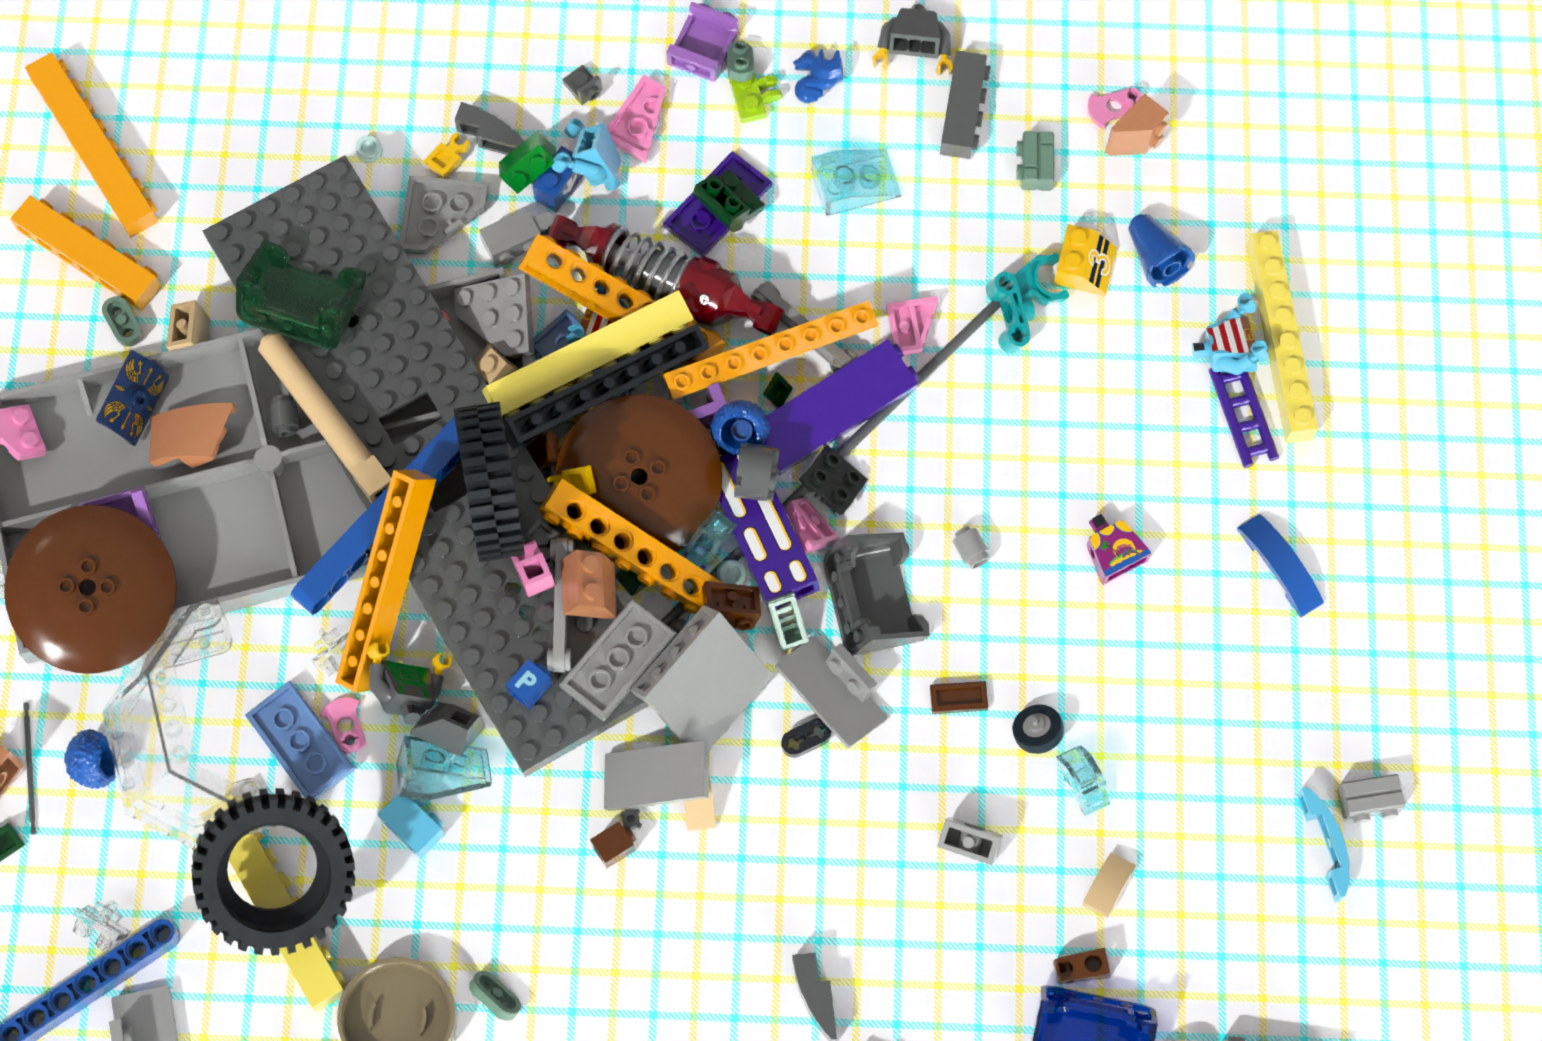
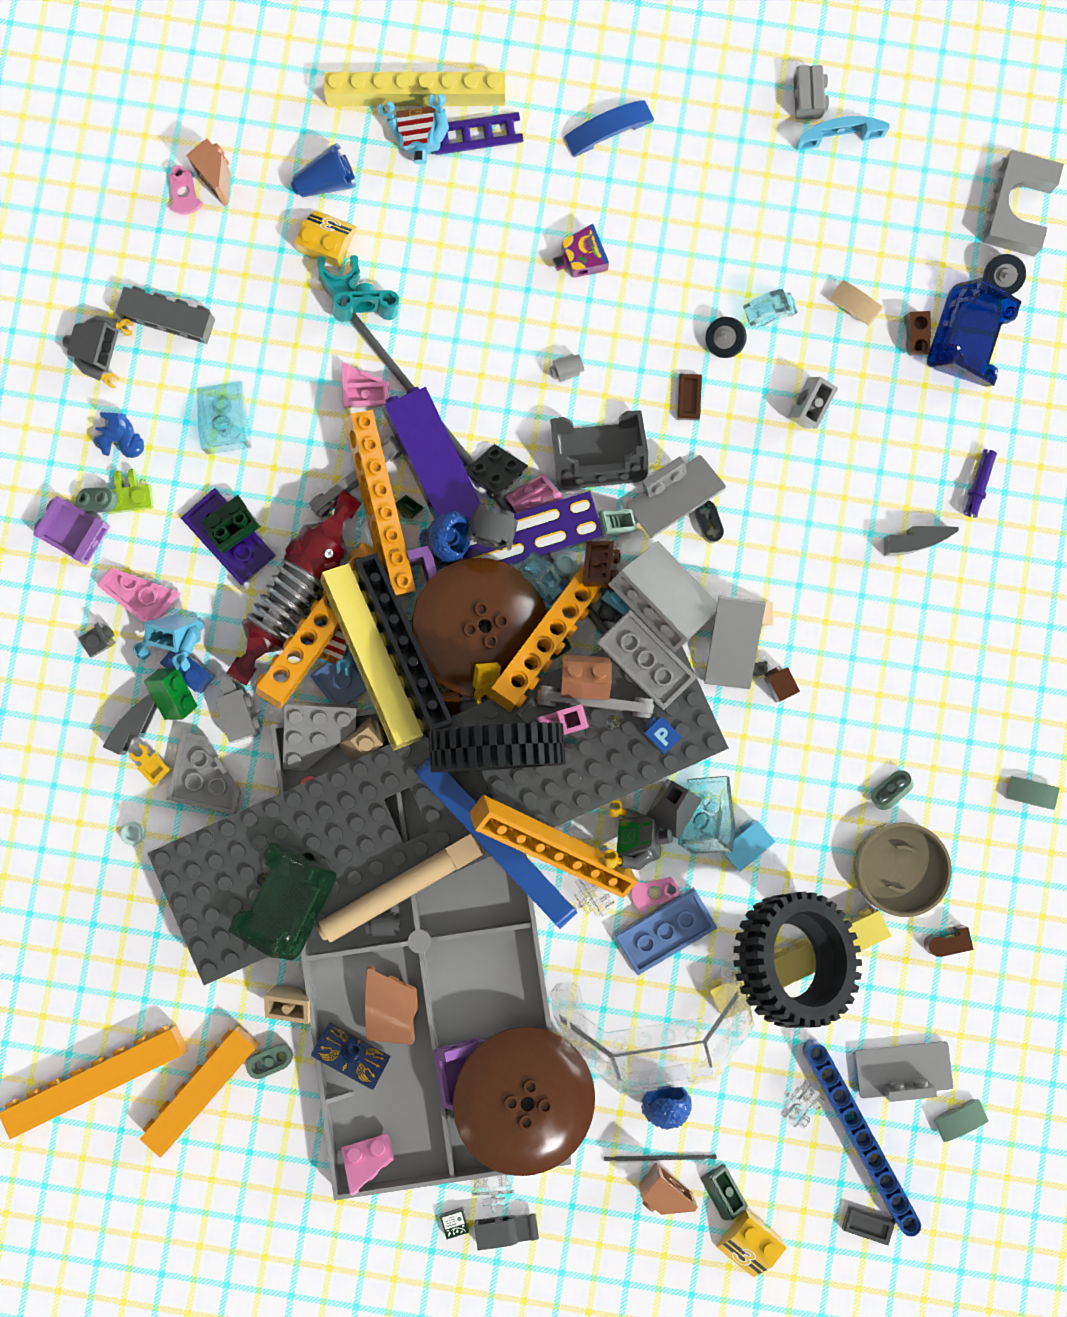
camera: 85 degrees left, 15 degrees up
(1037, 161) = (227, 262): sand green brick -> none

